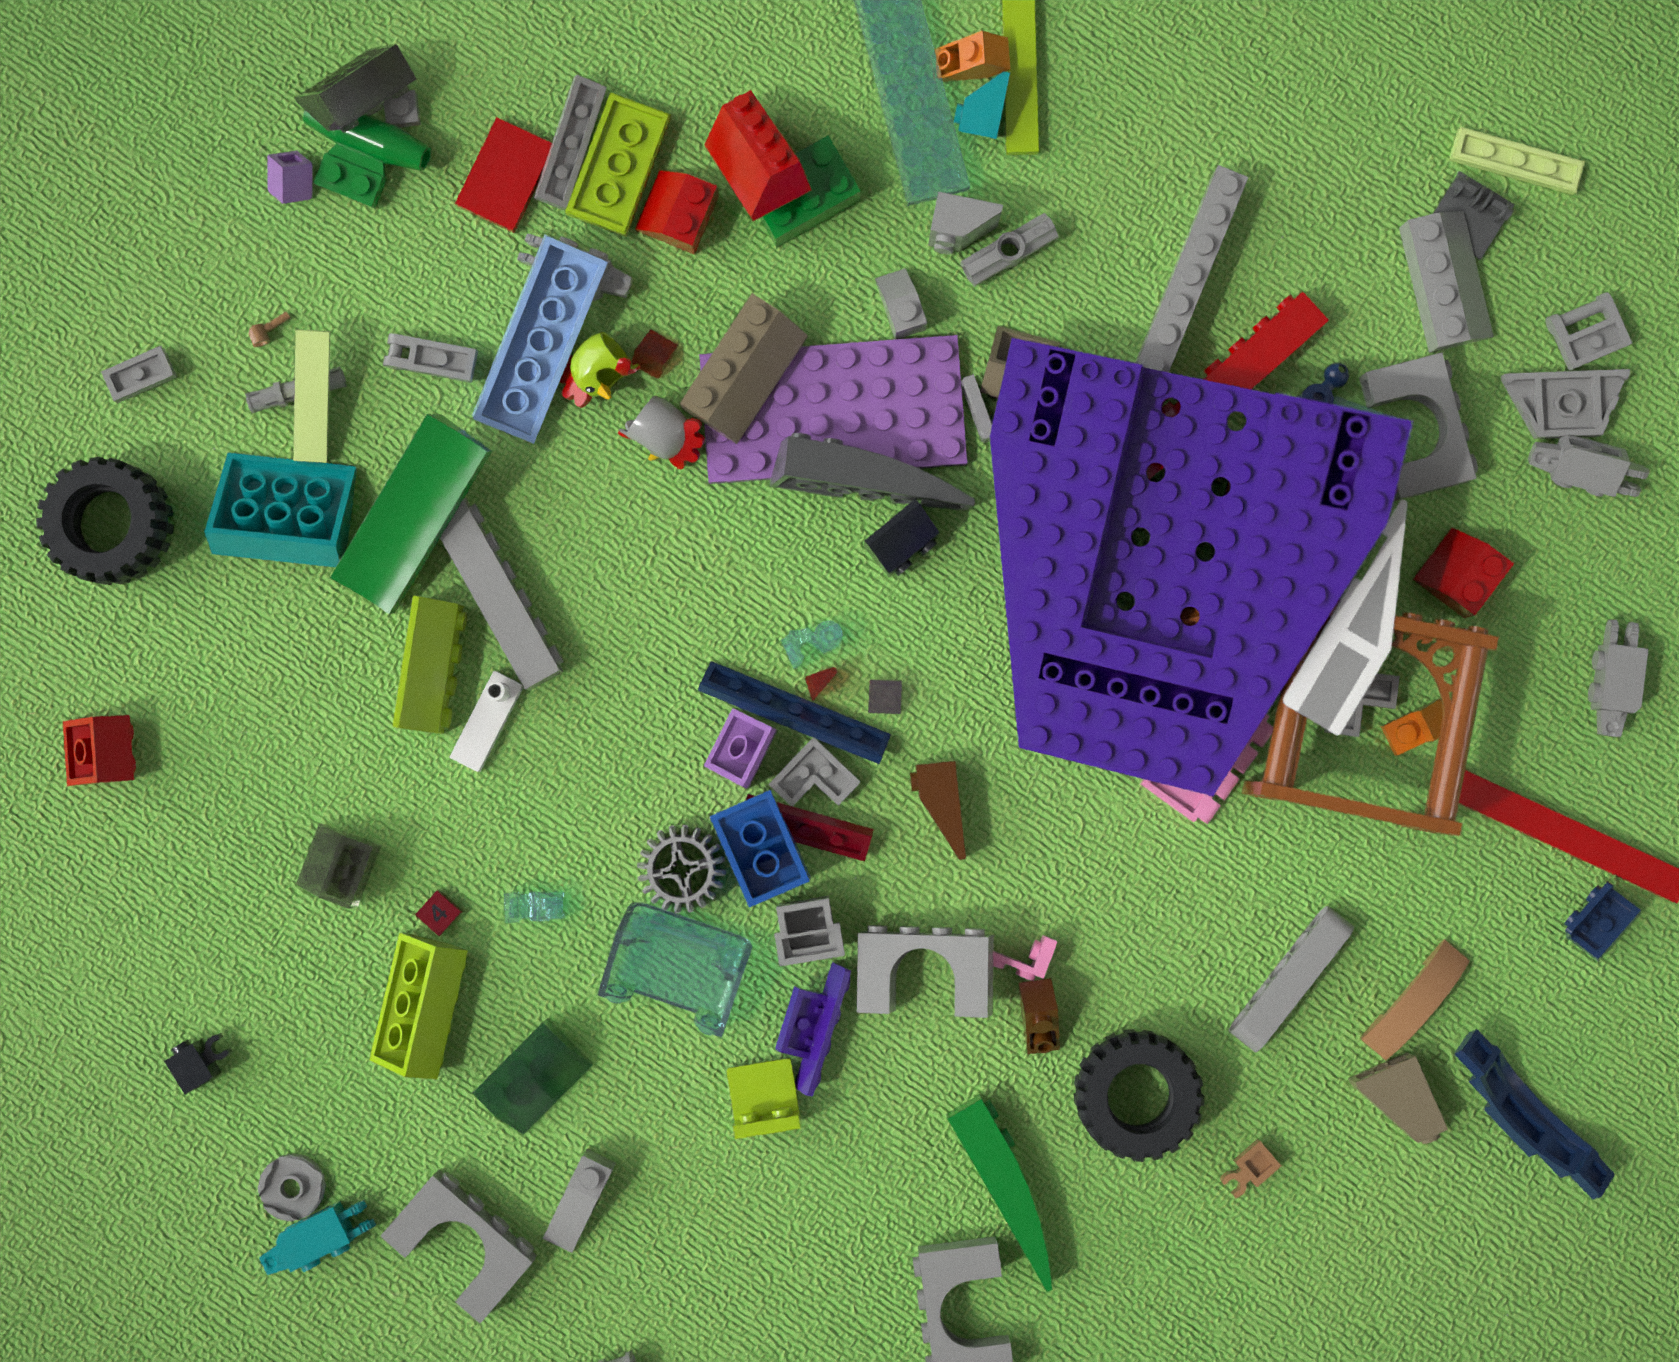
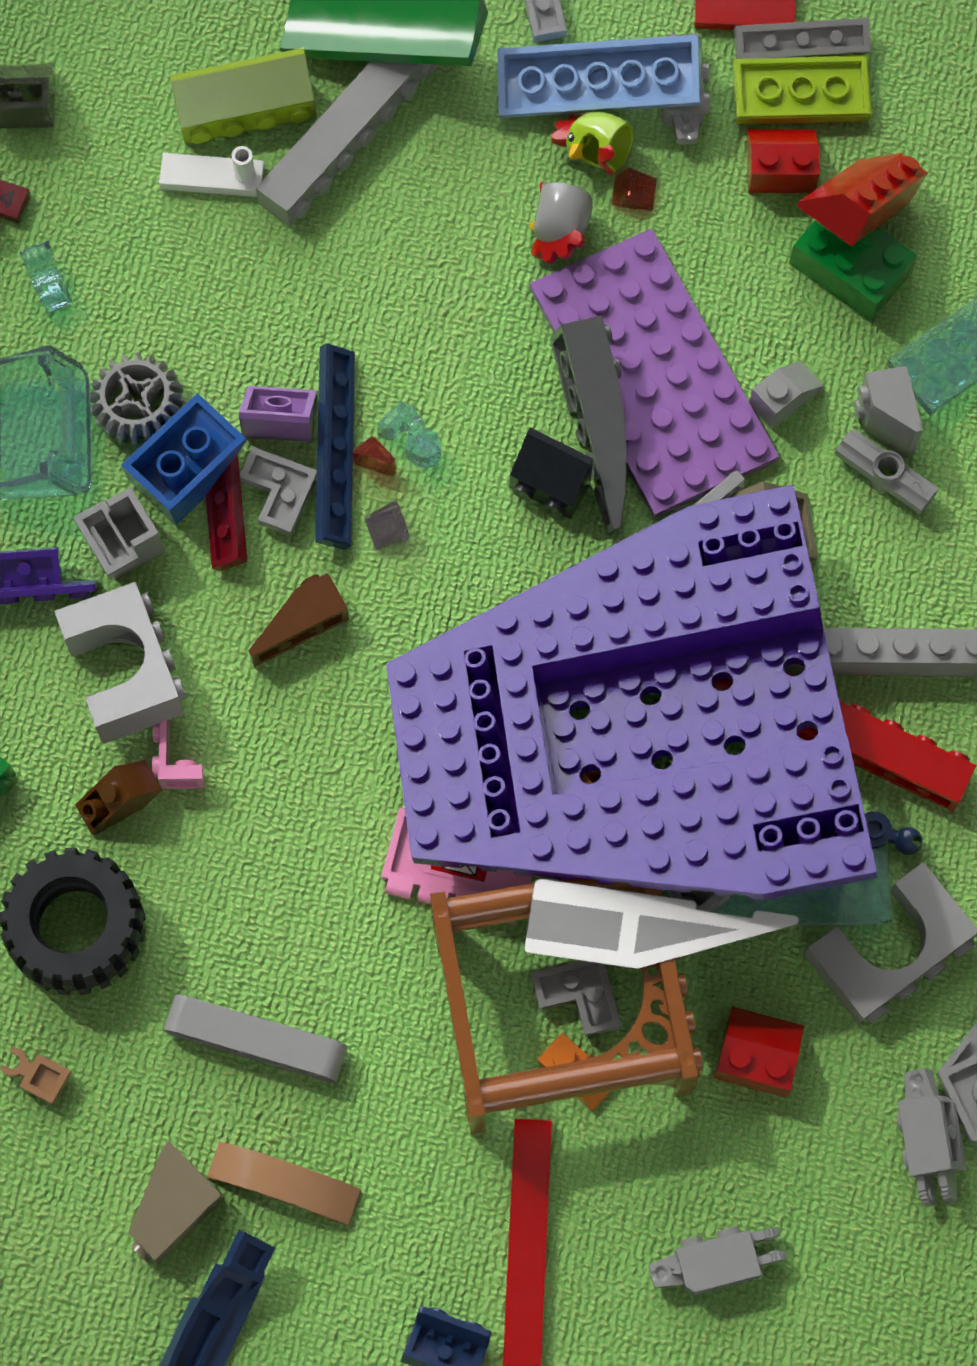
camera: 65 degrees right, 15 degrees down
(744, 369) = (652, 264): dark tan slope -> none

